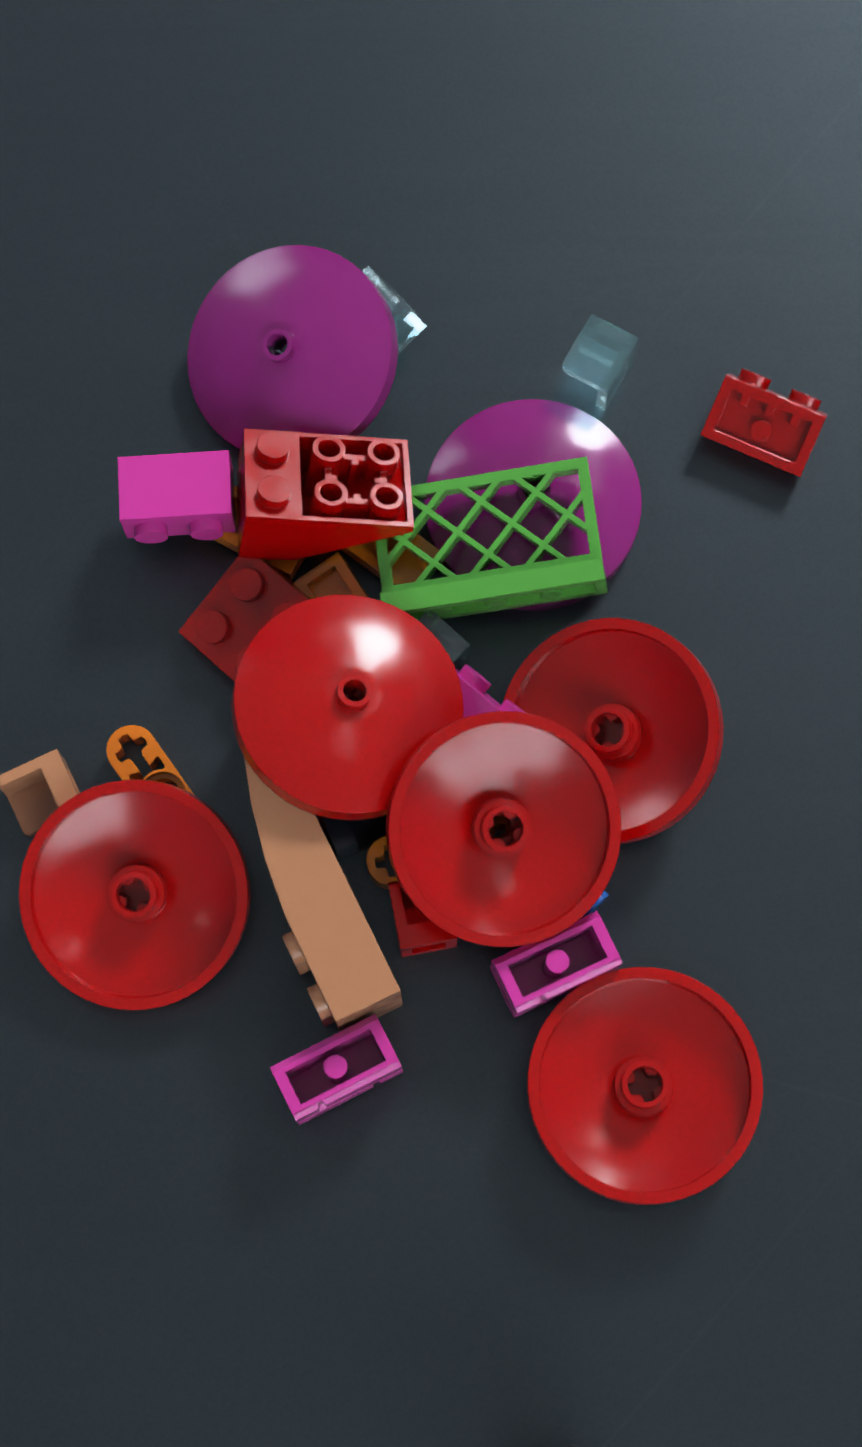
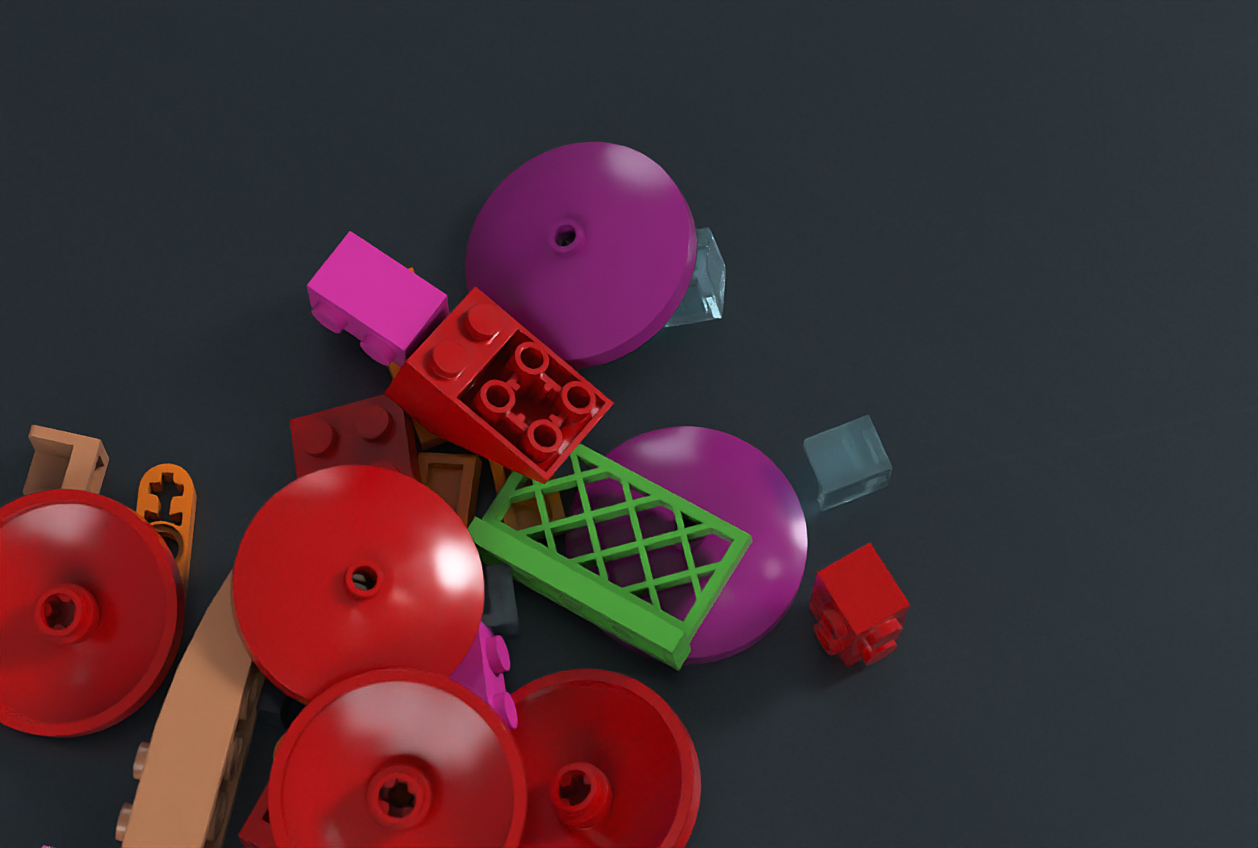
camera: 35 degrees right, 5 degrees down
(698, 452) = (858, 608): none -> red brick
(764, 422) = (954, 630): red bracket -> none

